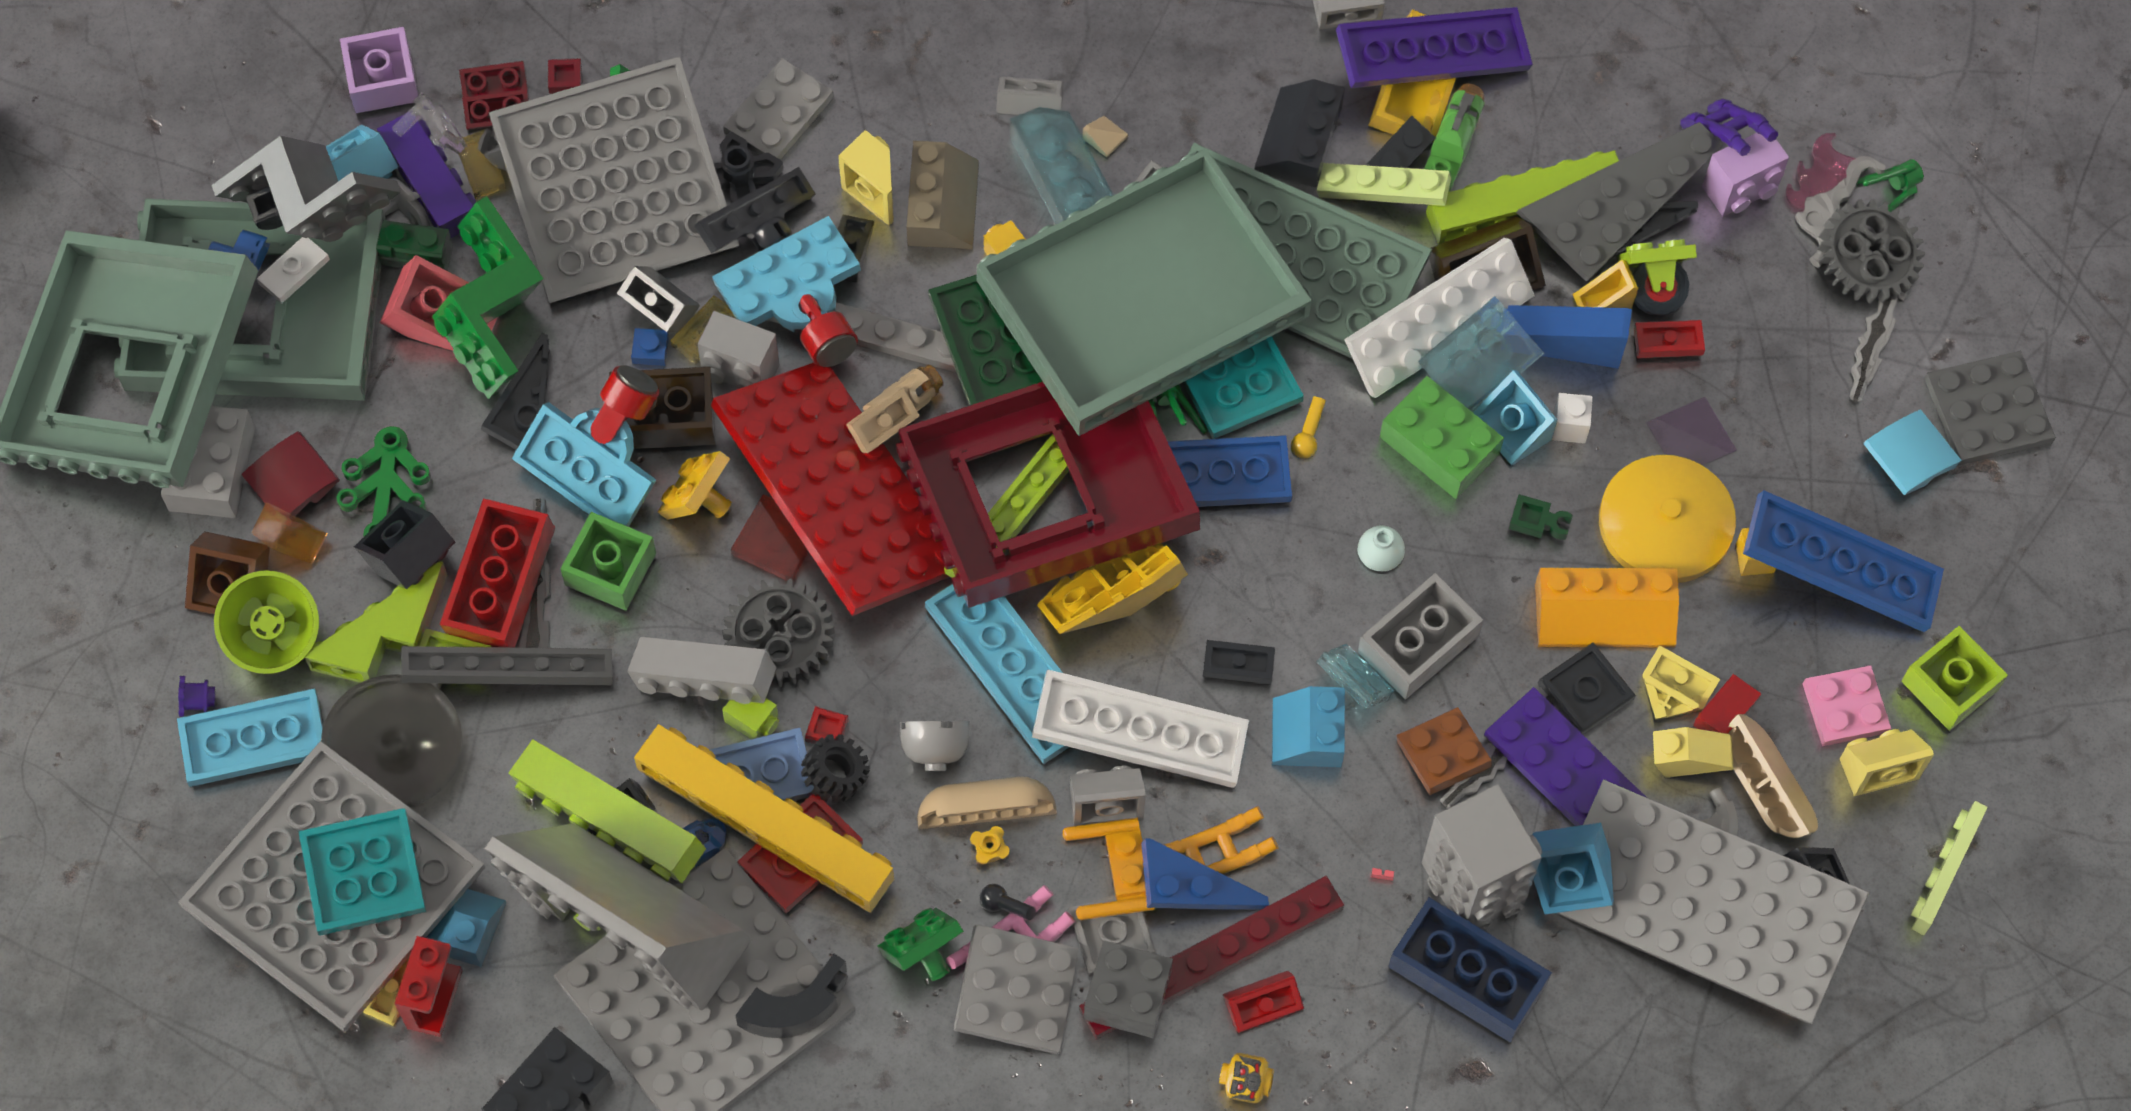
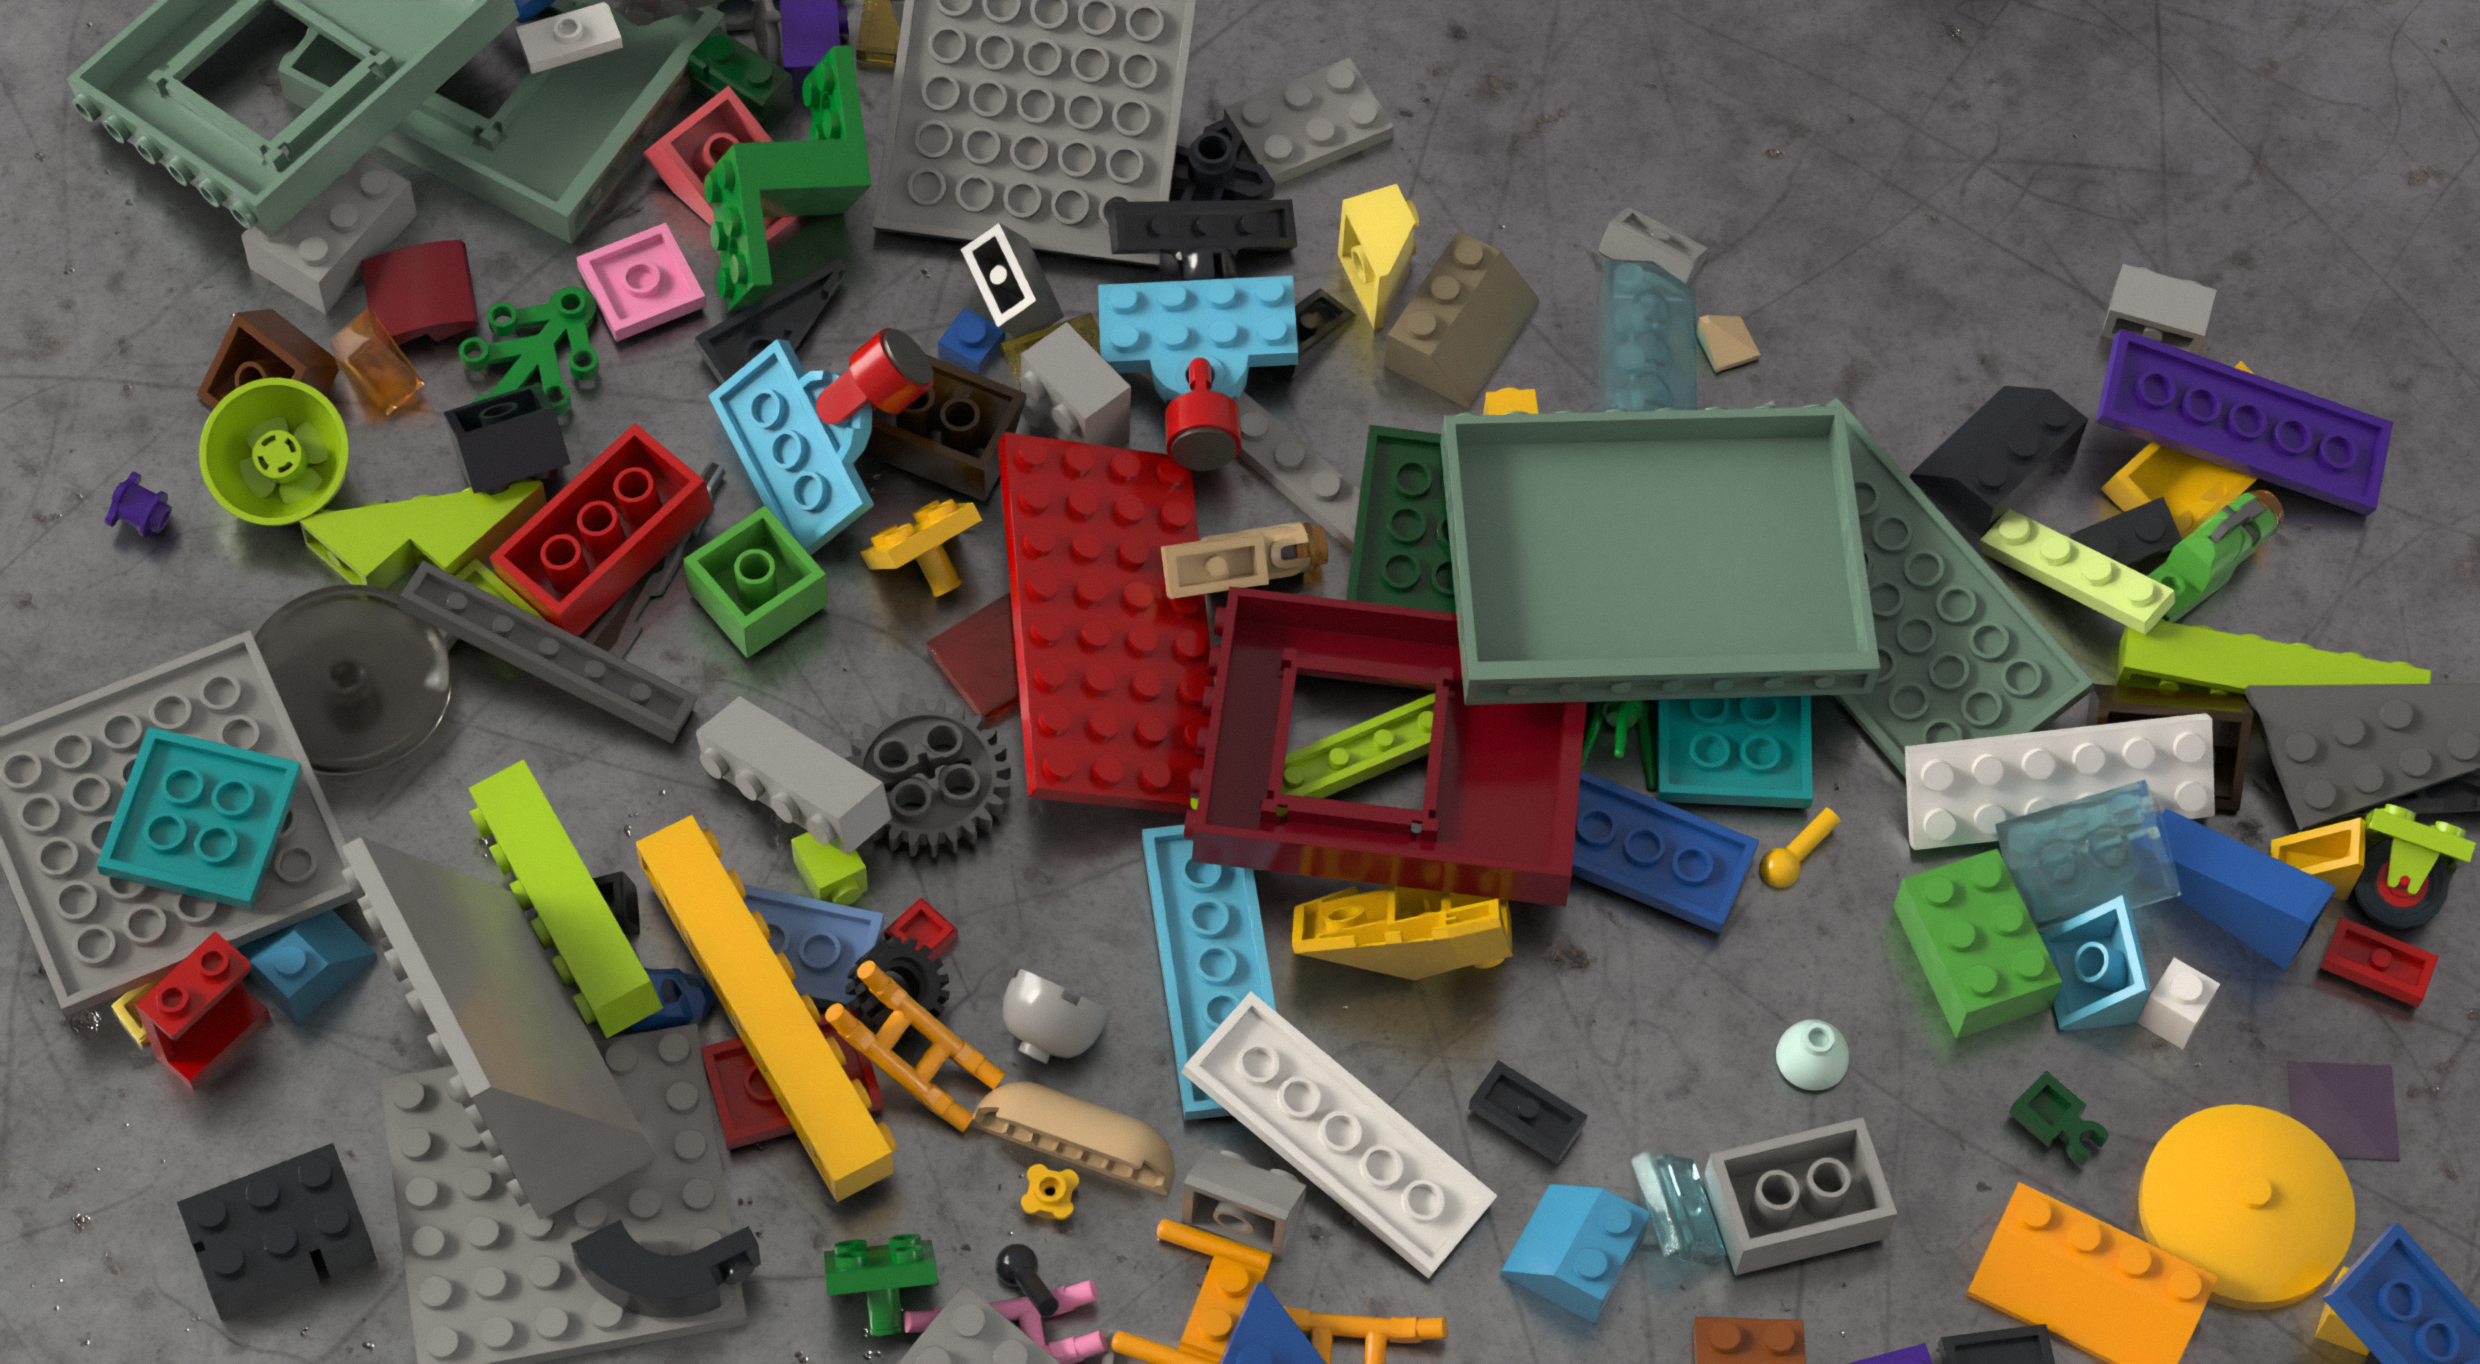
camera: 25 degrees right, 5 degrees down
(250, 737) = (175, 588): medium azure plate -> none
(425, 405) = (641, 282): none -> bright pink plate
(881, 789) = (944, 1045): none -> light orange piece

